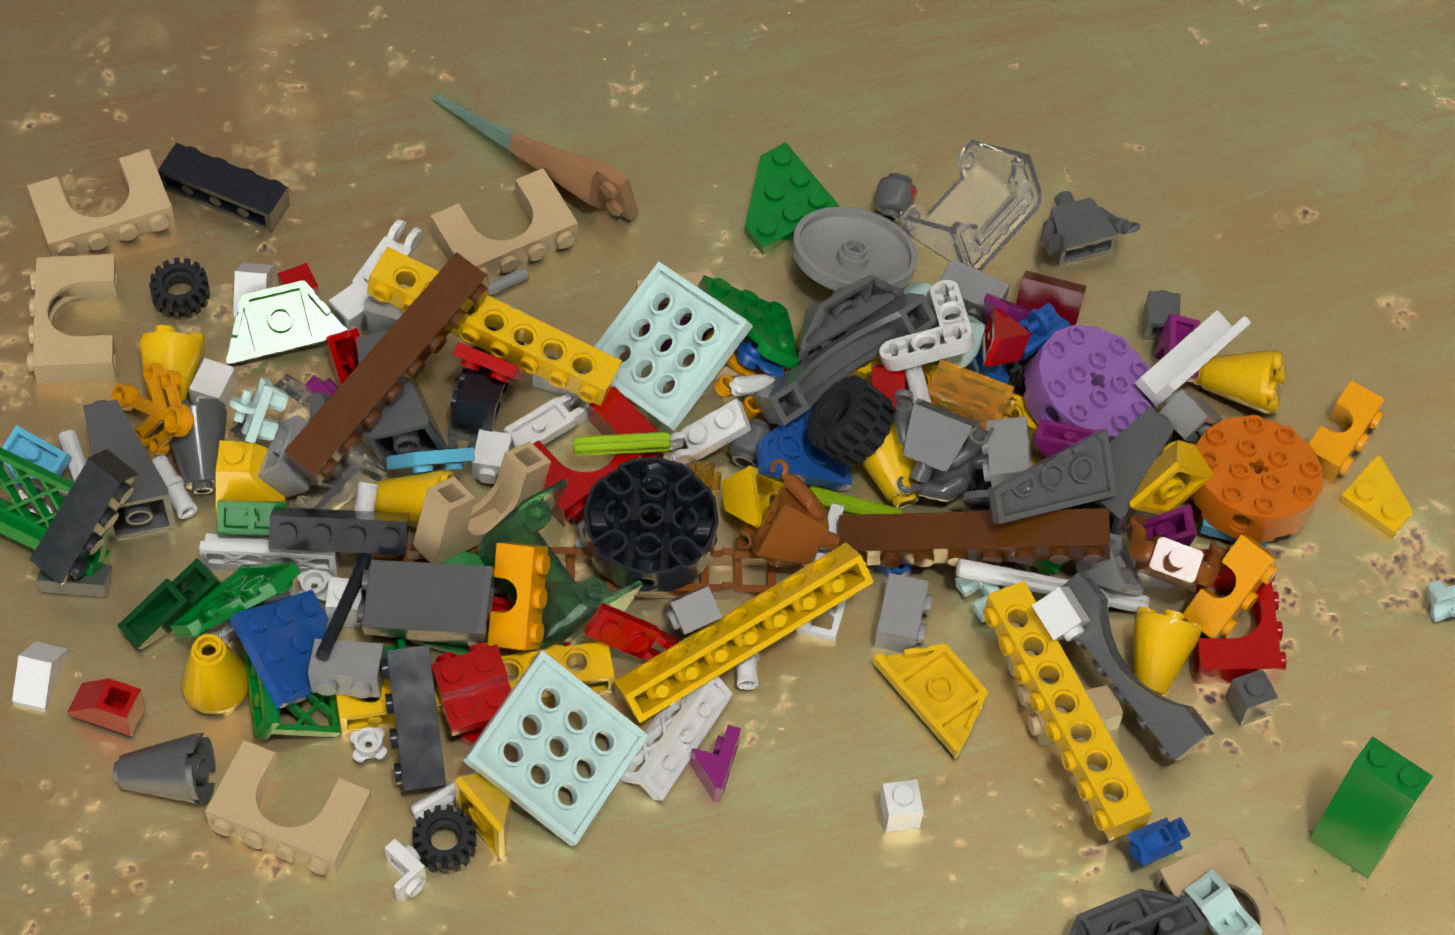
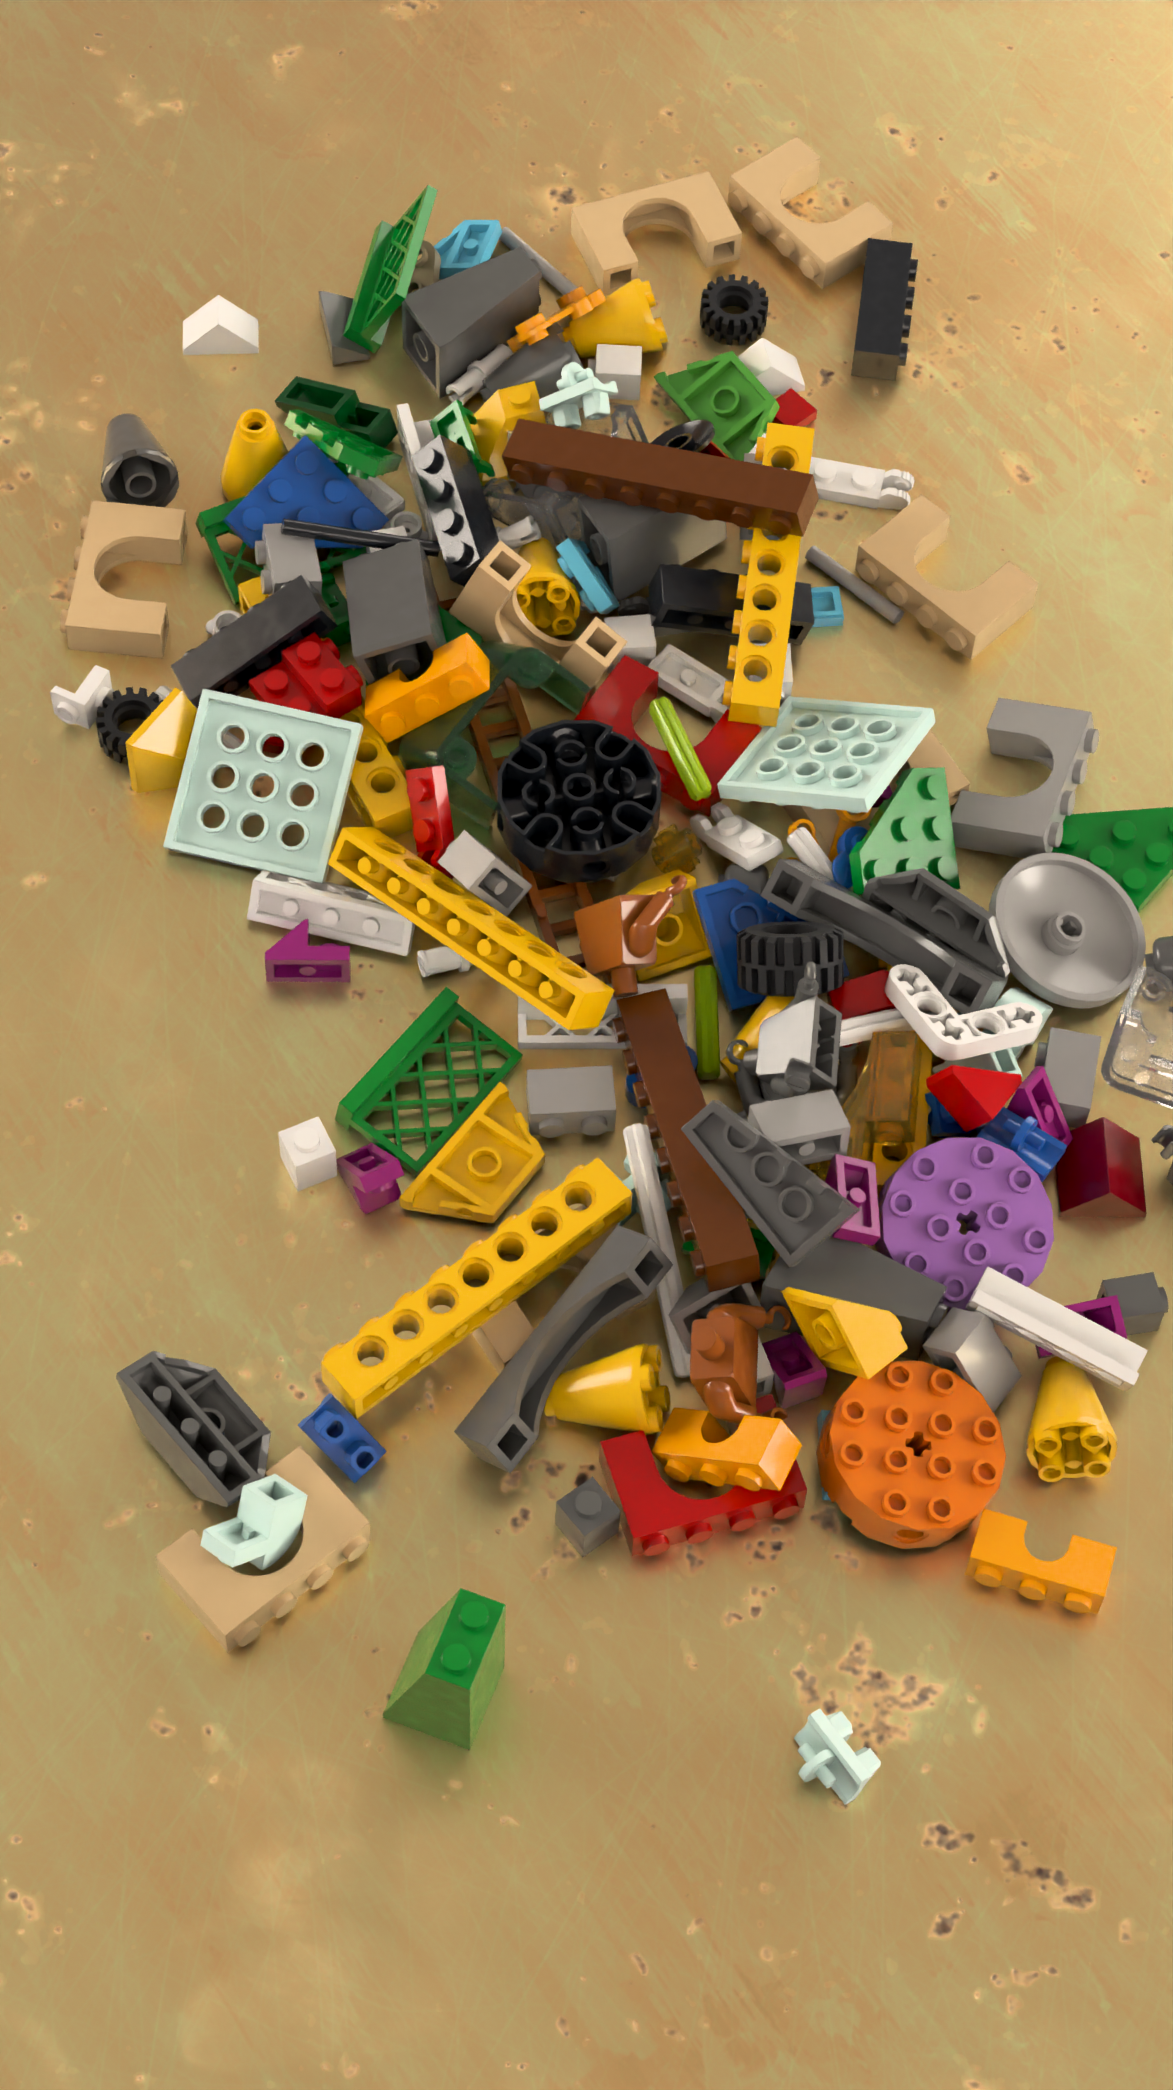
camera: 75 degrees right, 0 degrees up
(62, 414) = (548, 272): none -> light grey bar
(84, 517) = (375, 277): black brick -> none
(109, 705) = (194, 397): red slope -> none
(321, 355) = (688, 436): none -> black dish
(500, 368) = (720, 579): red plate -> none
(584, 177) = (1037, 628): medium nougat plate -> none
(694, 200) = (1032, 821): none -> light grey arch
(830, 717) = (395, 1068): none -> green fence
(930, 764) = (371, 1176): none -> magenta slope
(1062, 614) = (590, 1237): white brick -> none
(1378, 499) = (959, 1631): yellow wing -> none

